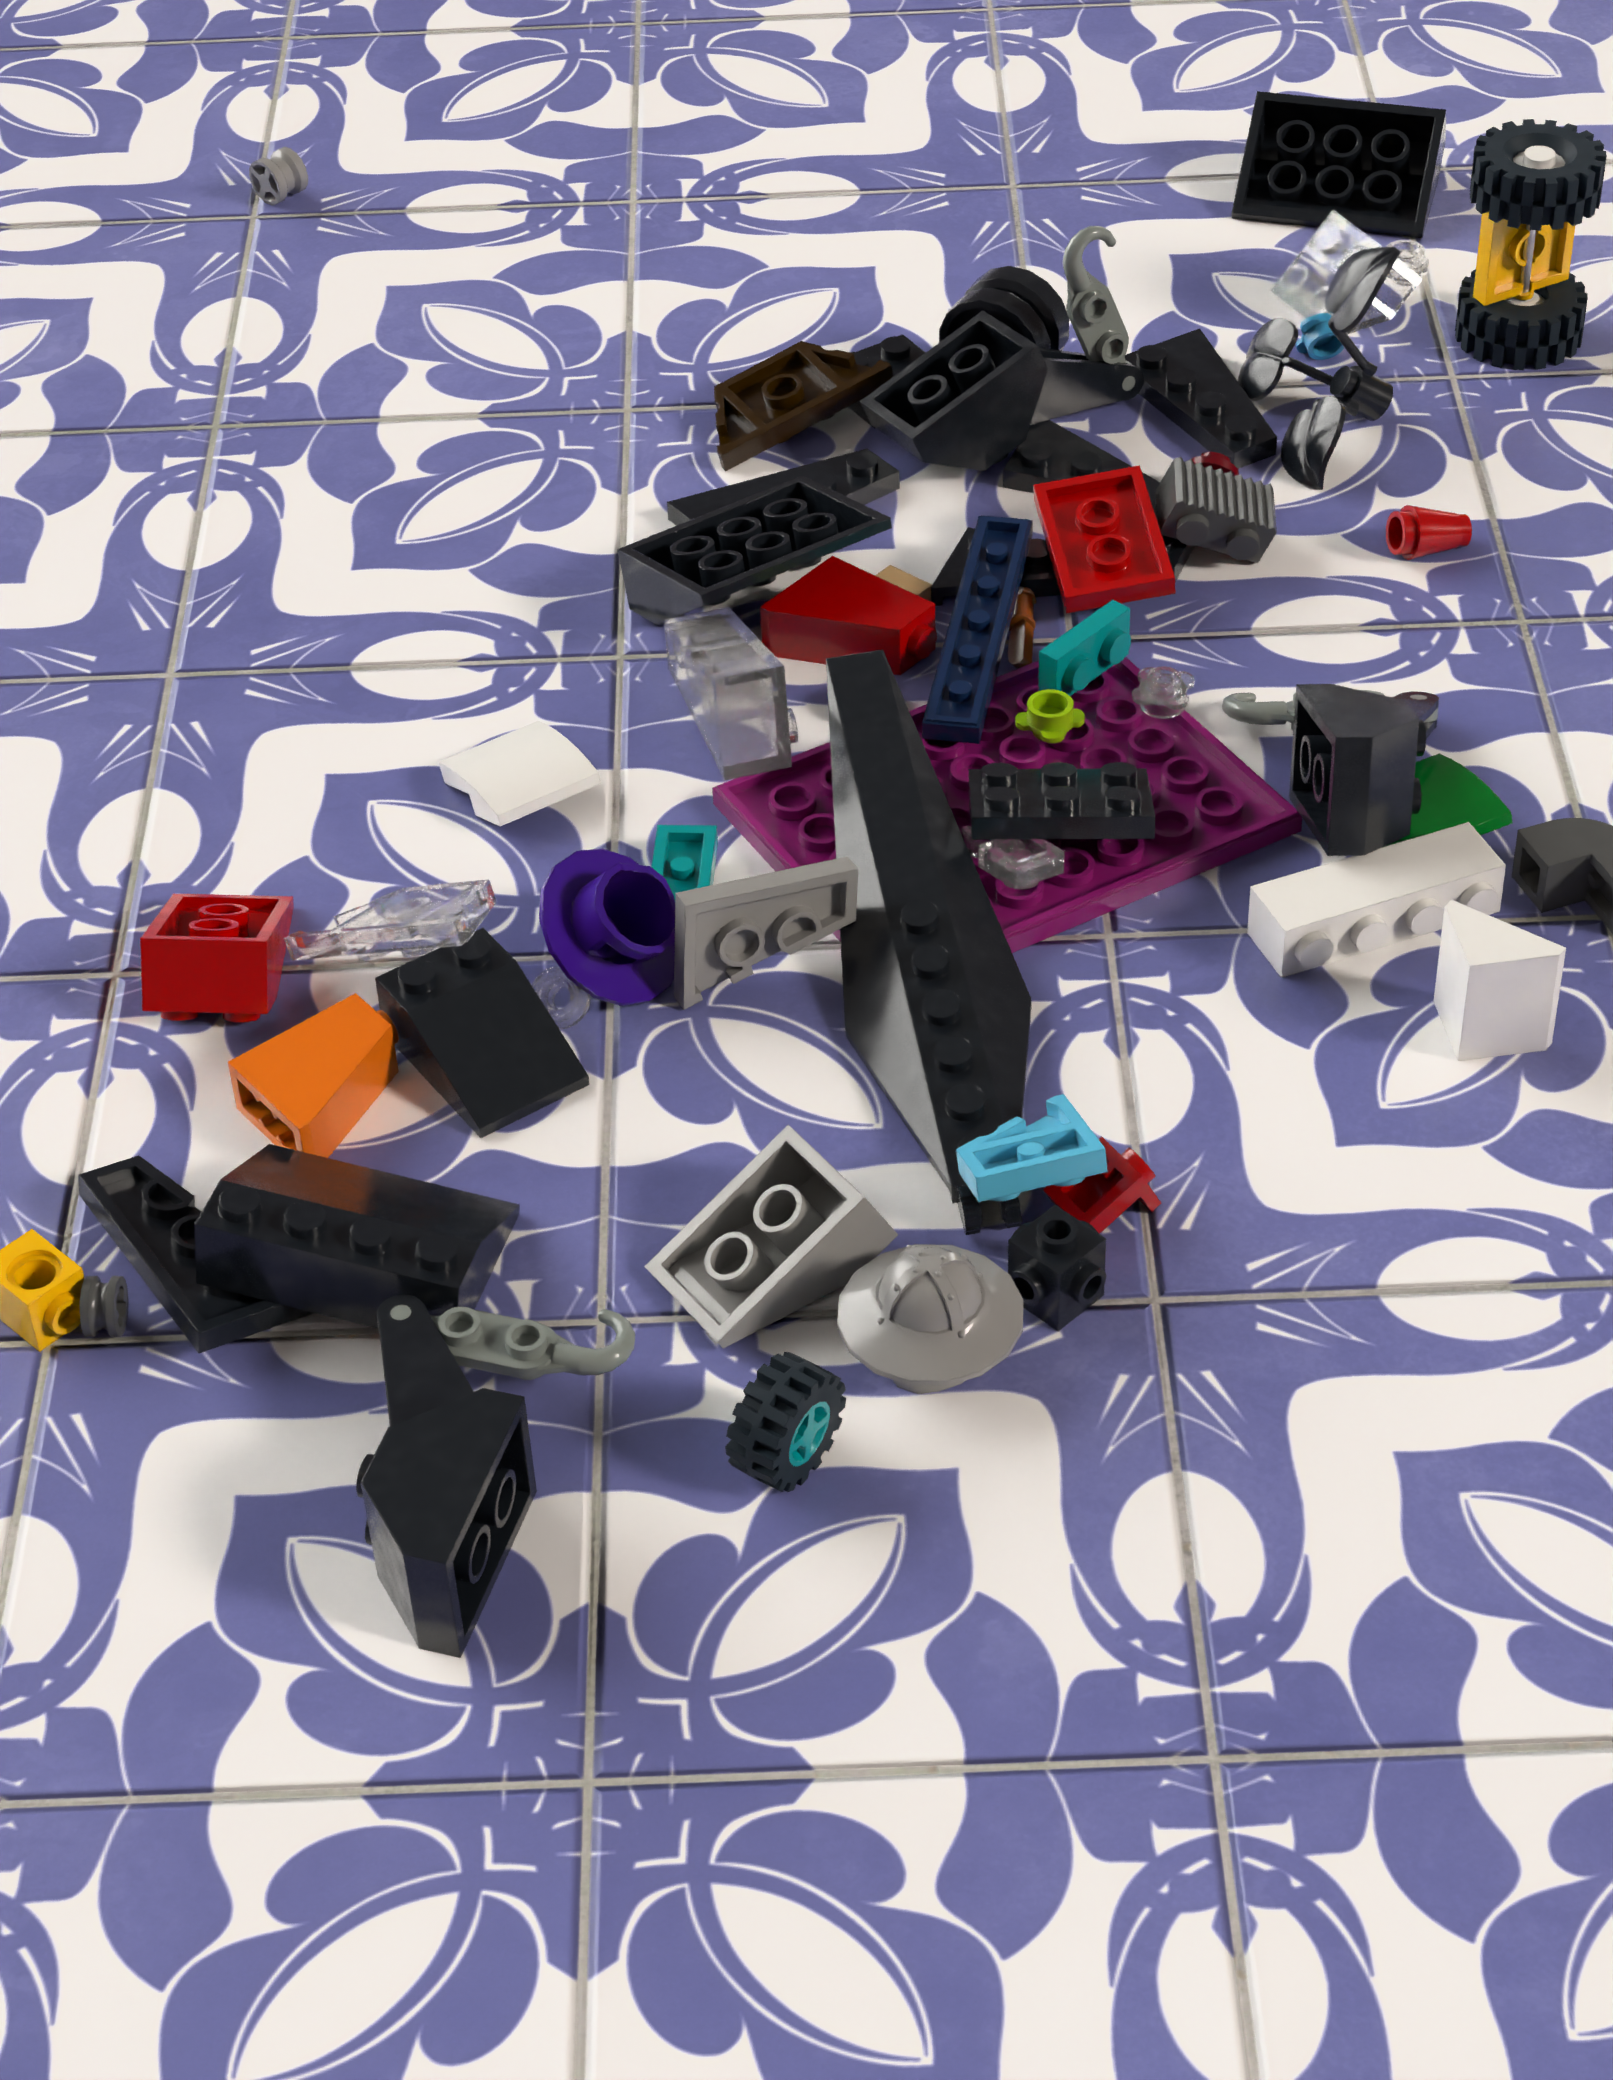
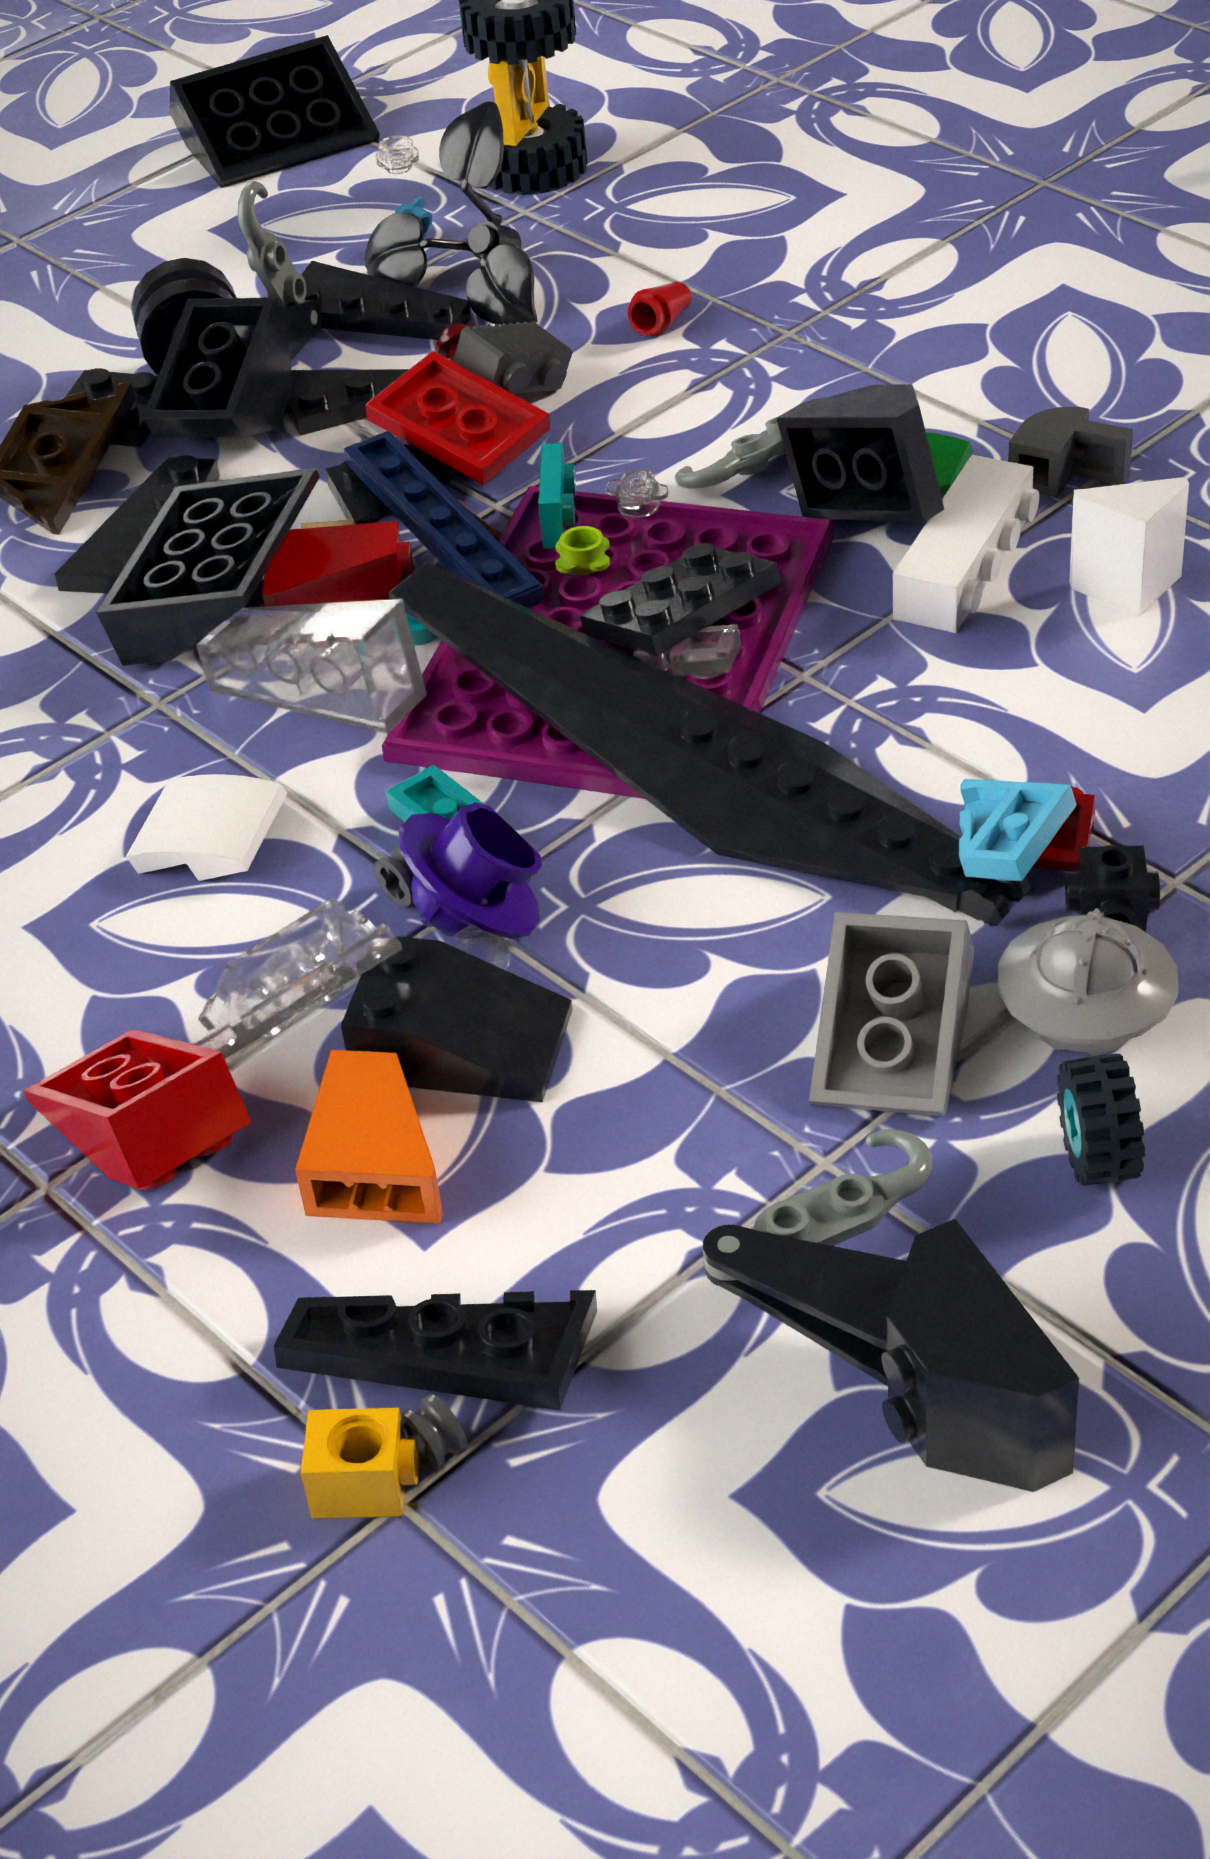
camera: 40 degrees left, 0 degrees up
(346, 1237) = (582, 1232): black slope -> none
(748, 919) = (577, 800): light grey wing -> none
(1311, 273) = (376, 175): clear slope -> none

